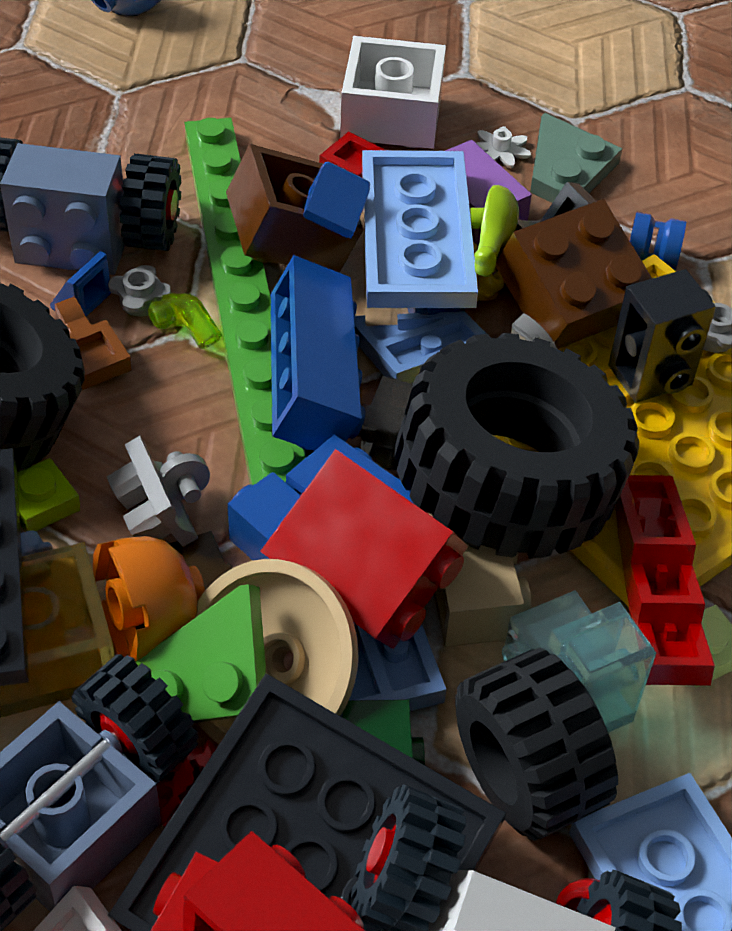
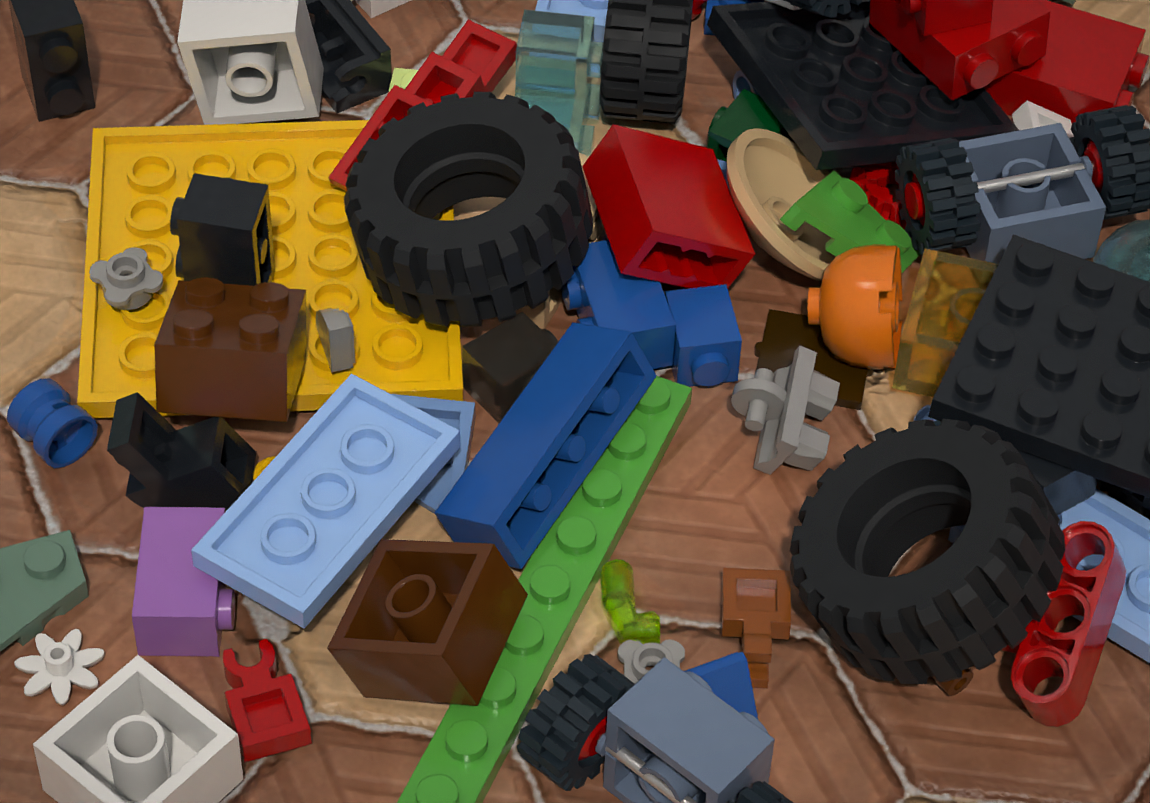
camera: 145 degrees left, 0 degrees up
(336, 199) = (406, 539): blue slope -> none
(497, 224) = (254, 438): lime piece -> none

